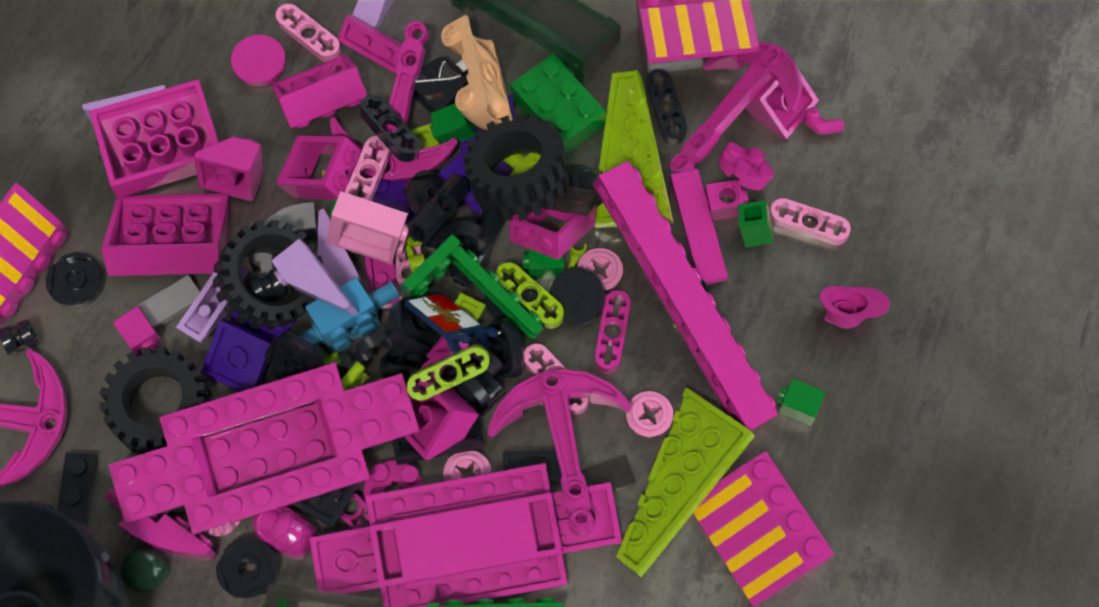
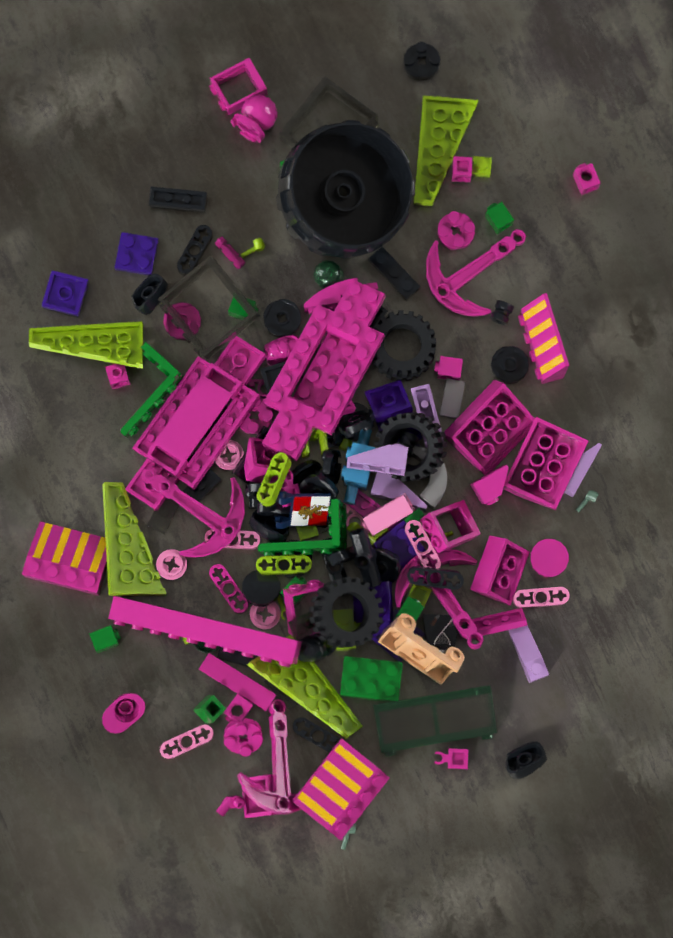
camera: 135 degrees right, 10 degrees up
(151, 78) = (591, 495): none -> sand green hand

